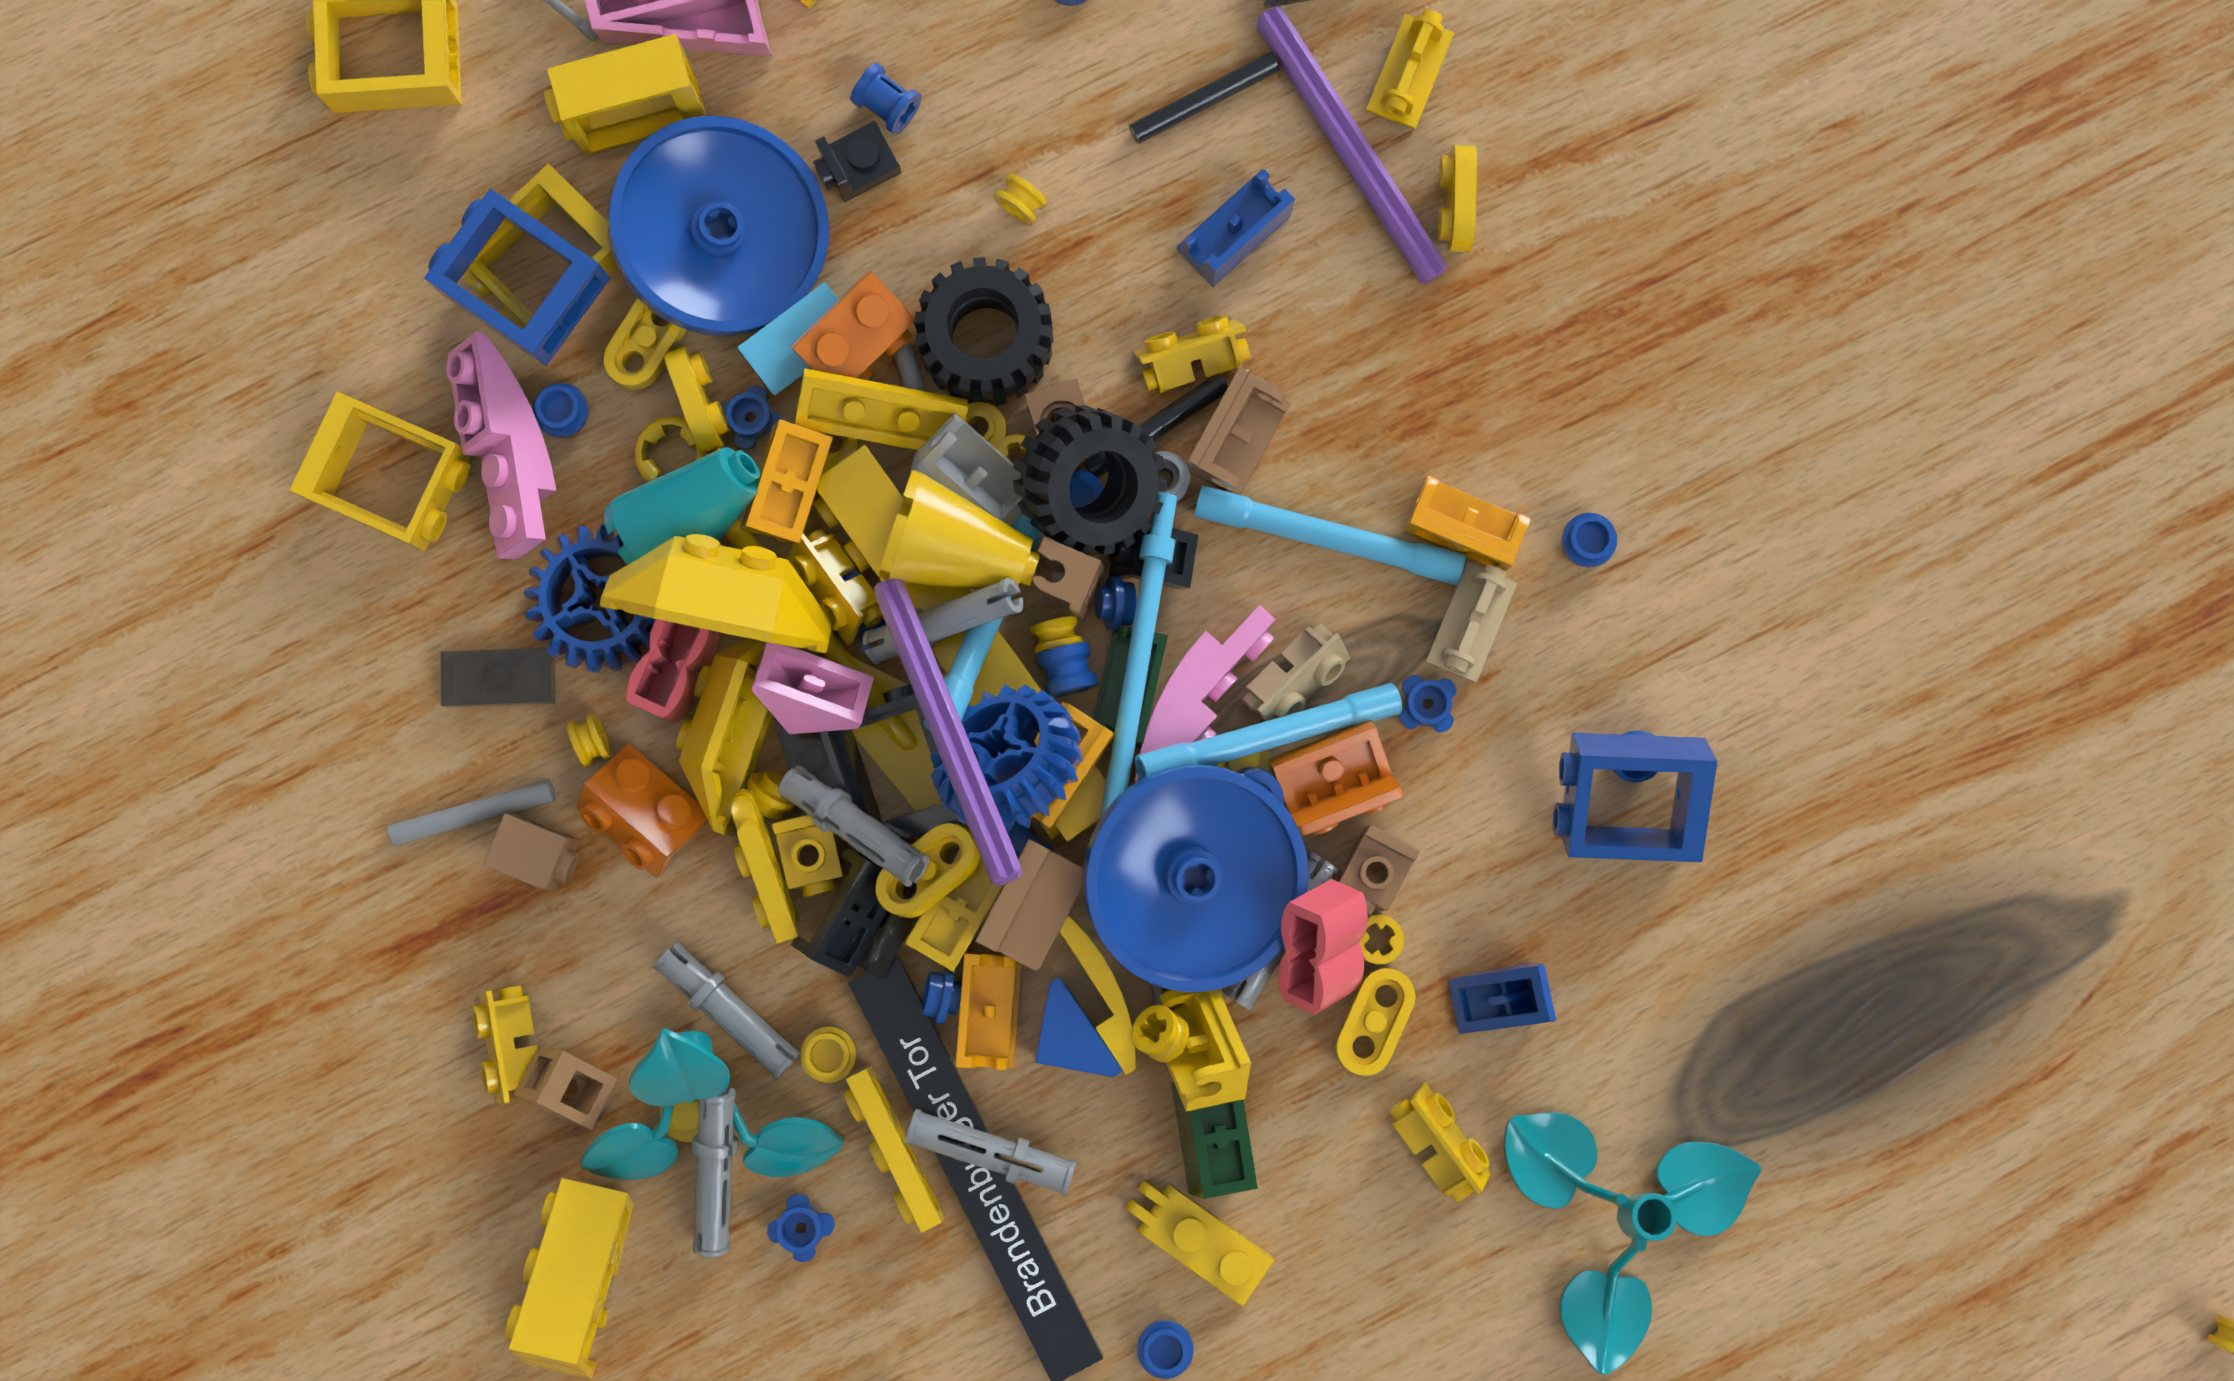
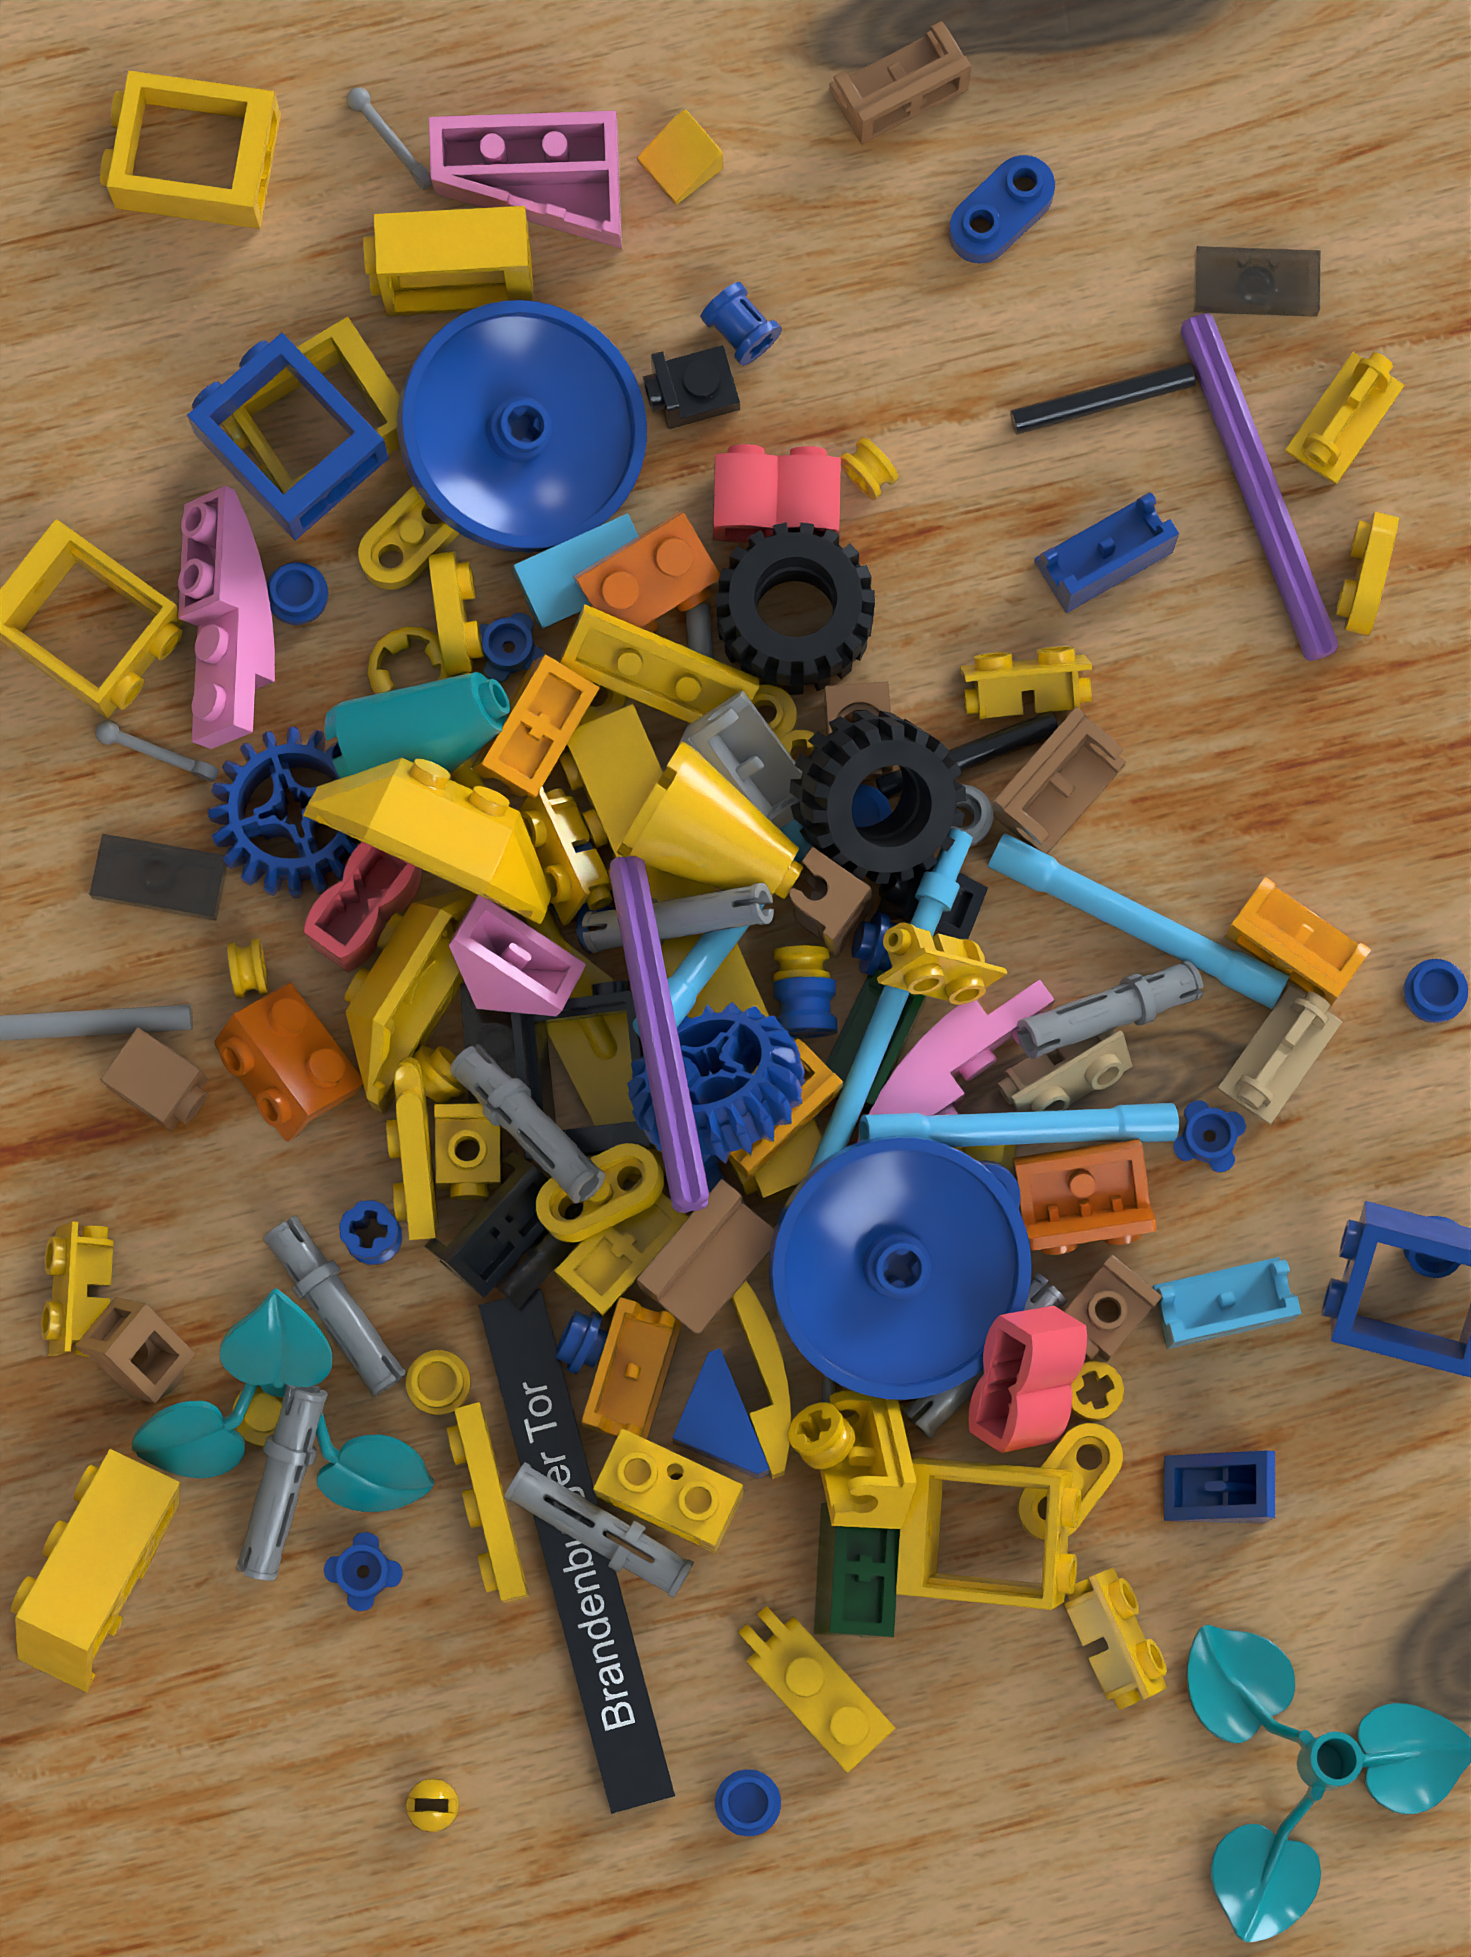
camera: 15 degrees right, 5 degrees down
(428, 563) = (109, 733): none -> light grey hinge
(735, 957) = (359, 1217): none -> blue bush
(937, 236) = (769, 490): none -> coral brick
(1020, 1114) = (640, 1483): none -> yellow window
(1171, 613) = (937, 965): none -> yellow hinge
(1261, 1102) = (921, 1532): none -> yellow window
(1340, 605) = (1132, 1001): none -> light grey pin
(1472, 840) = (1226, 1302): none -> medium azure hinge

